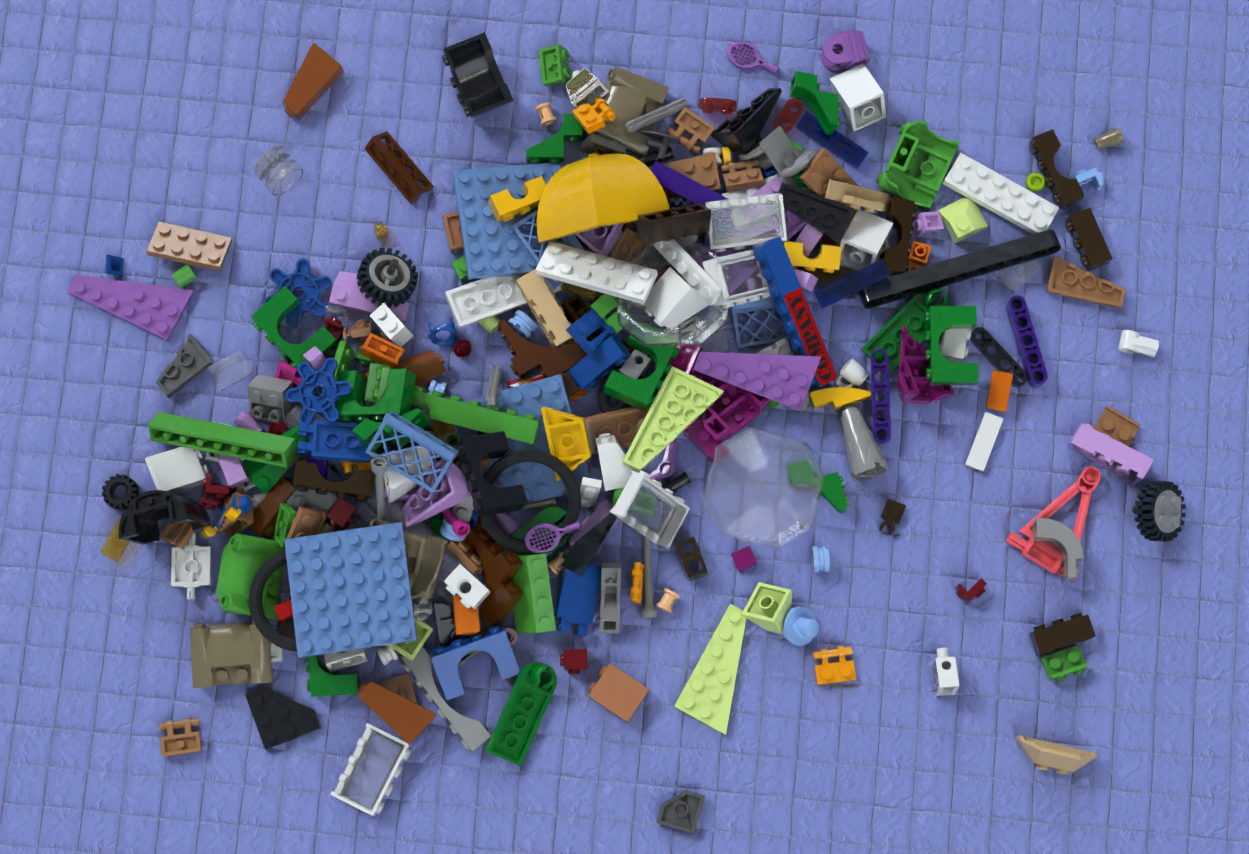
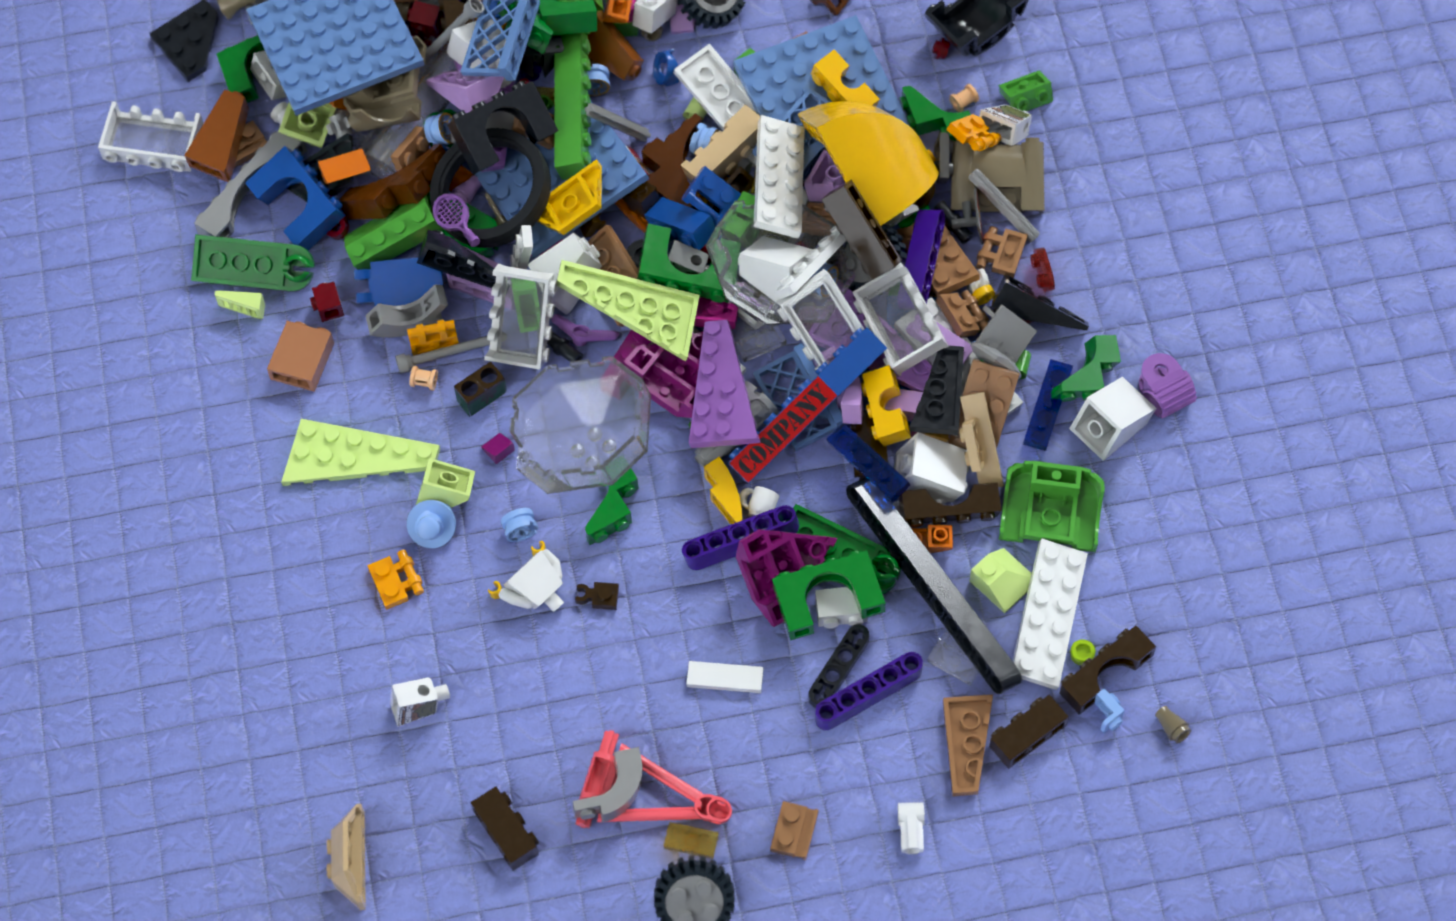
camera: 75 degrees right, 15 degrees down
(458, 578) = (369, 164): white brick -> none
(459, 526) = (437, 123): dark pink piece -> none
(462, 348) = (657, 92): dark red plate -> none
(494, 117) = (940, 48): none -> dark red plate
(556, 726) = (242, 302): none -> yellowish green slope
(681, 811) = (179, 459): dark grey plate -> none
(758, 62) = (1113, 321): medium lavender piece -> none
(789, 116) = (1061, 349): clear red plate -> none
(861, 448) = (665, 535): light grey cone -> none
(871, 559) = (533, 582): none -> white torso
(927, 222) = (982, 538): lavender bracket -> none
(976, 590) = (531, 711): dark red bracket -> none
(999, 390) = (794, 675): orange slope -> none
(1064, 662) = (470, 841): bright green bracket -> none
(1106, 502) = (691, 840): none -> clear yellow plate
(1110, 454) = (753, 826): lavender wedge -> none

